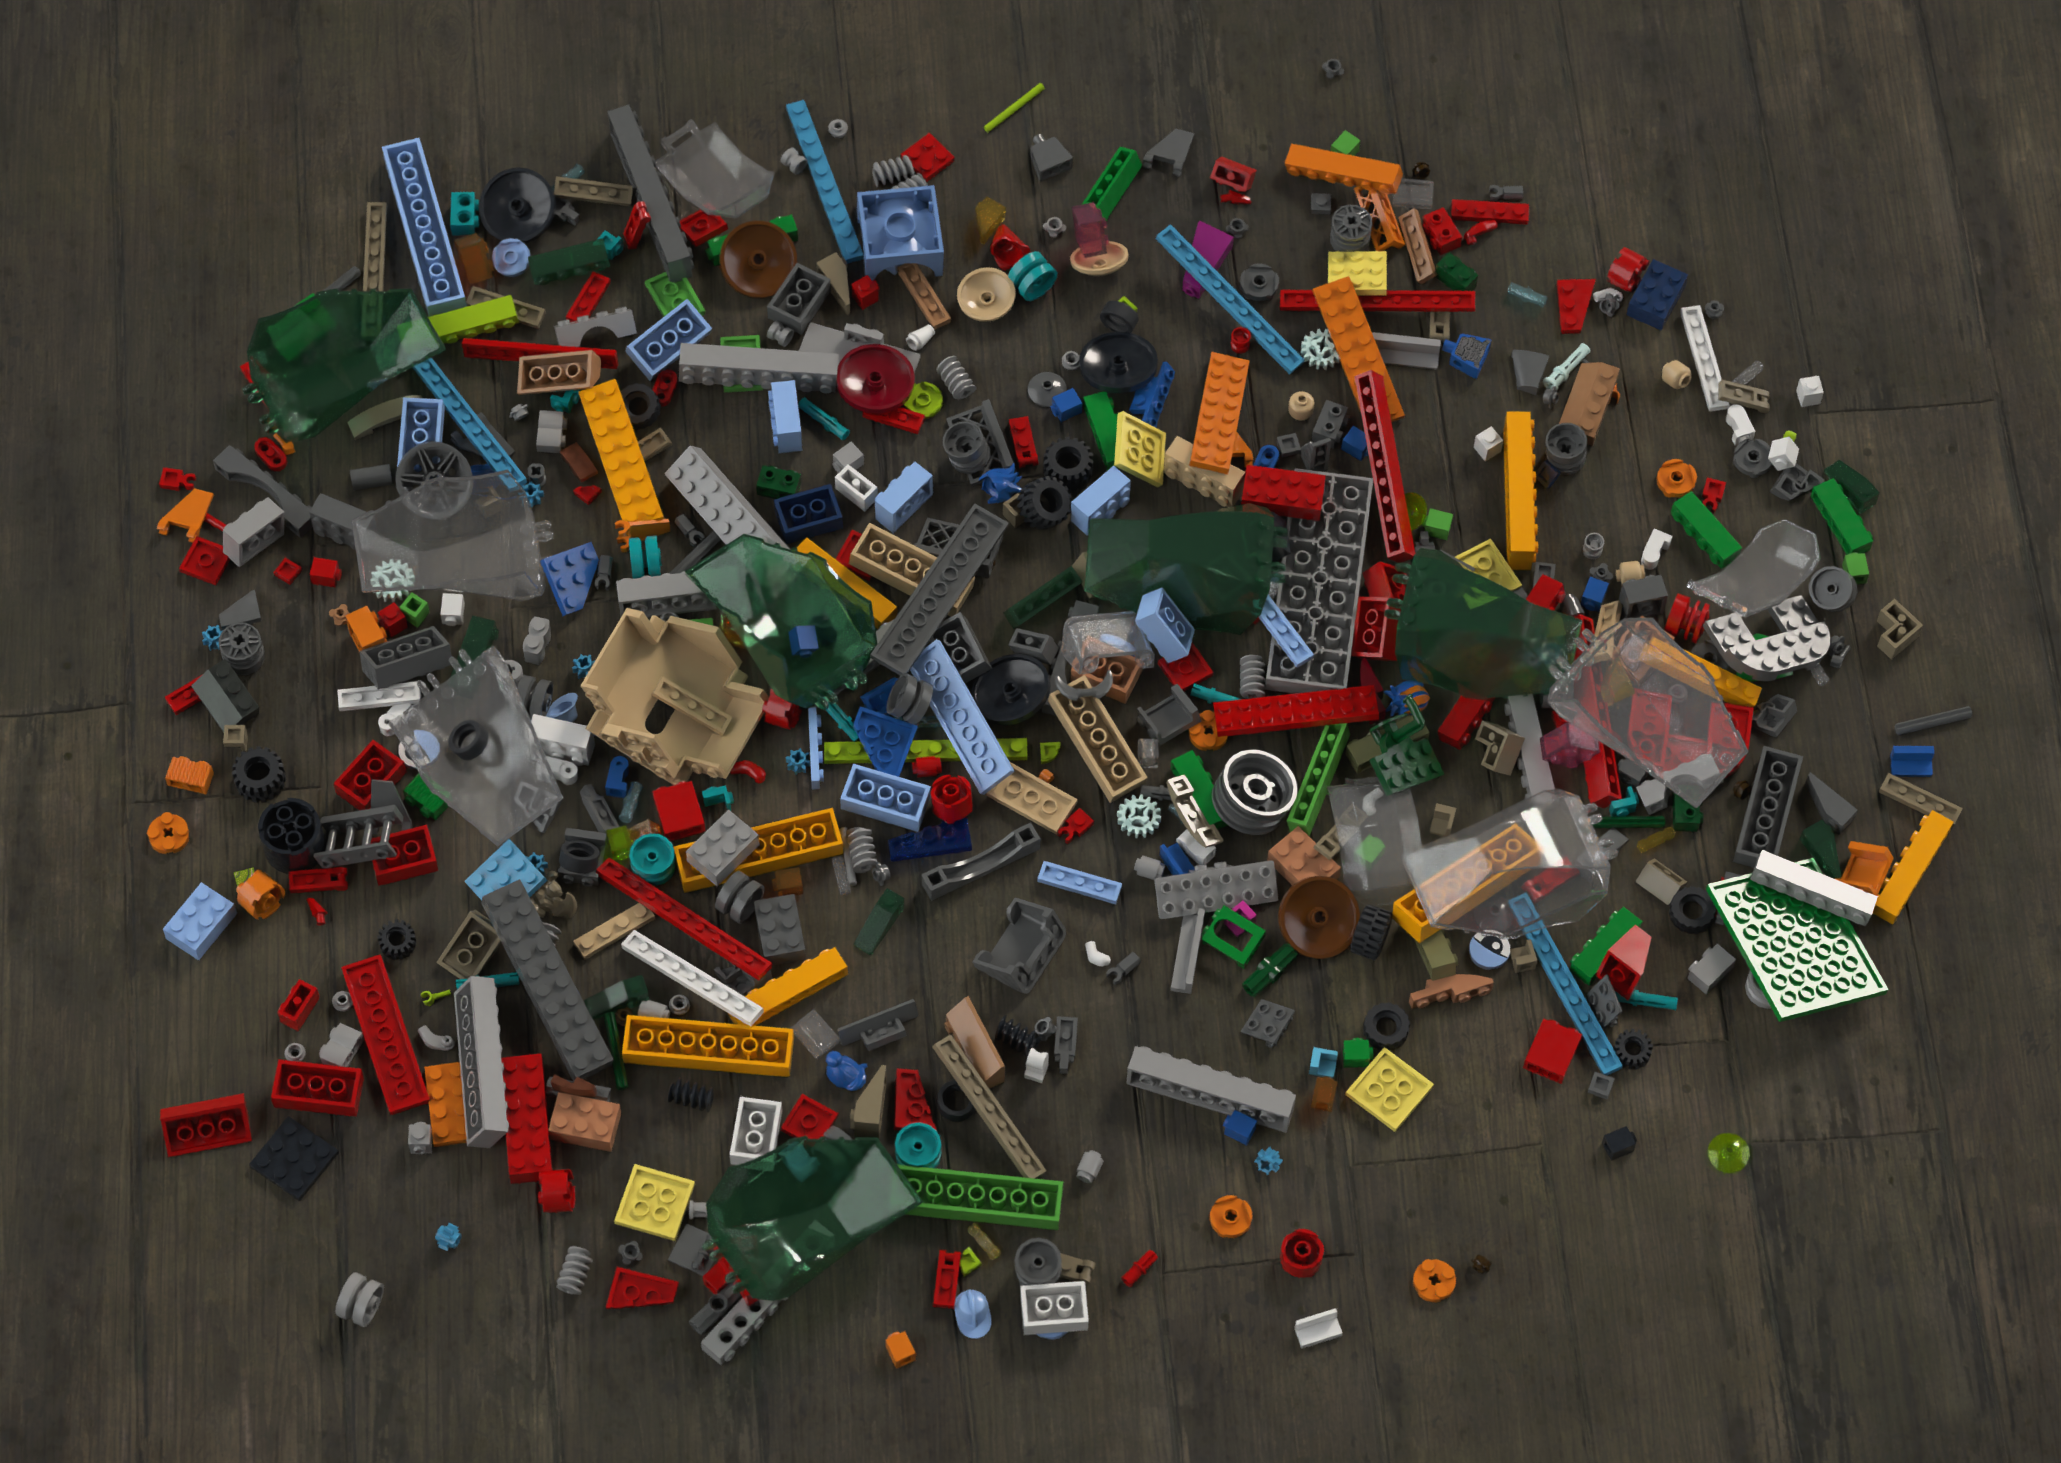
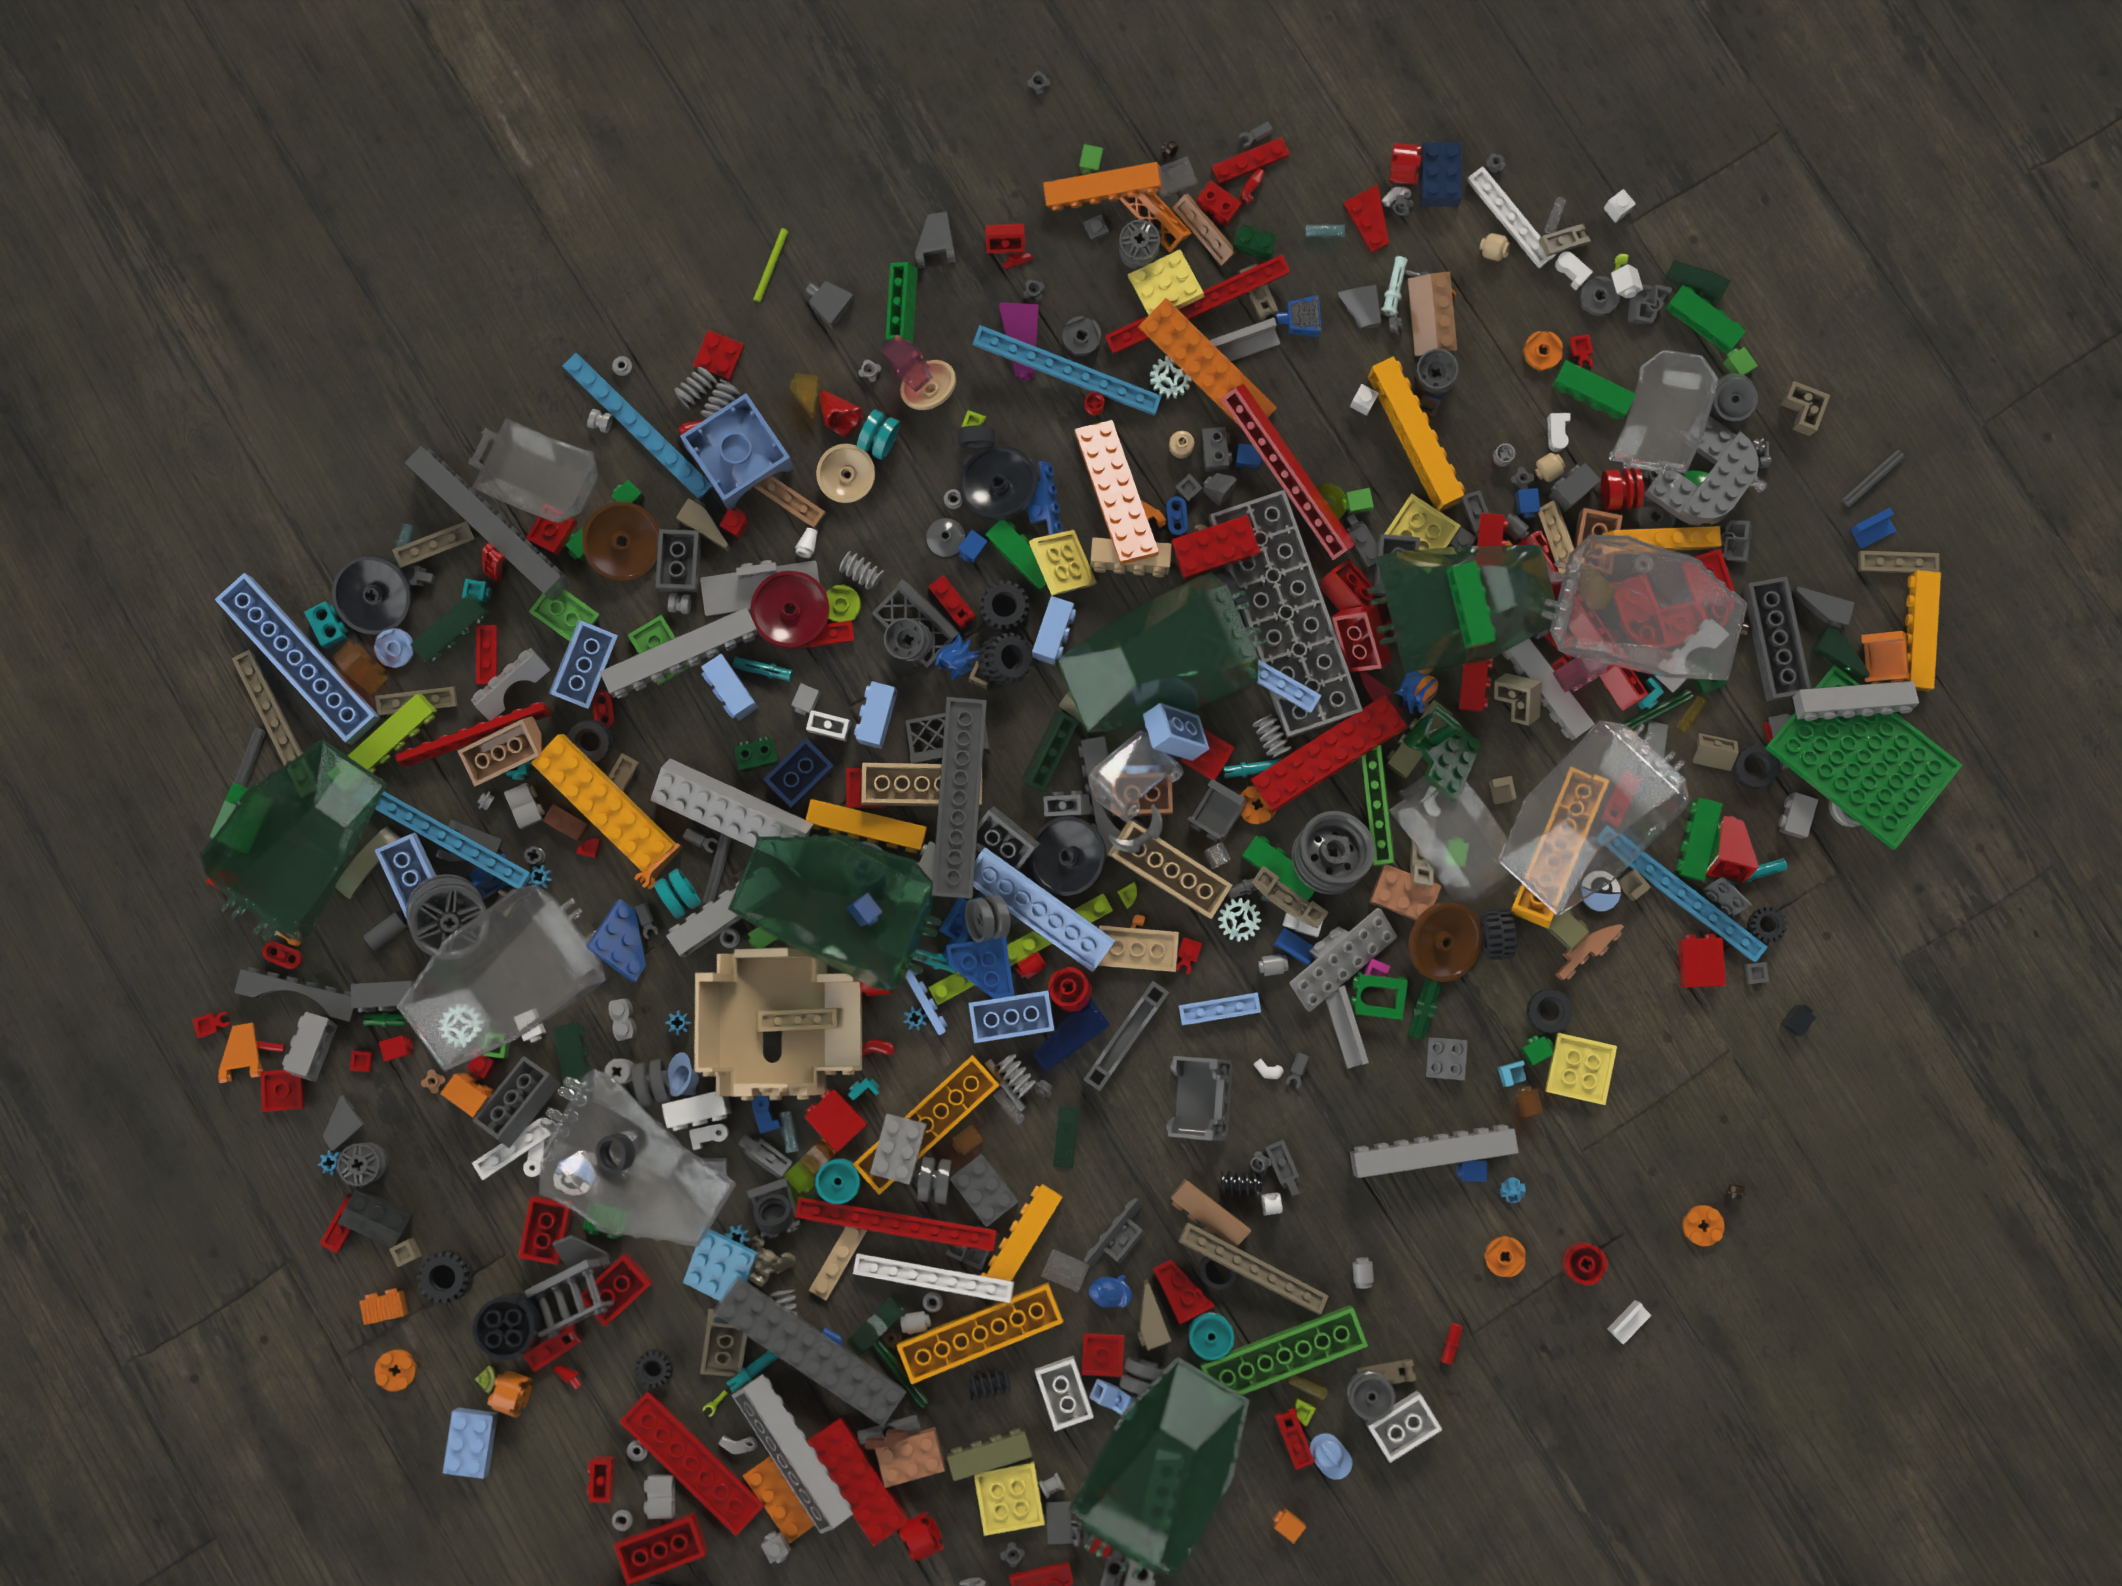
camera: 25 degrees left, 20 degrees up
(328, 545) = (384, 1019): none -> green pin
(658, 1155) = (989, 1455): none -> olive brick
(1480, 611) = (1471, 604): none -> green brick
(1727, 1161) = (1881, 980): clear neon green dish -> none

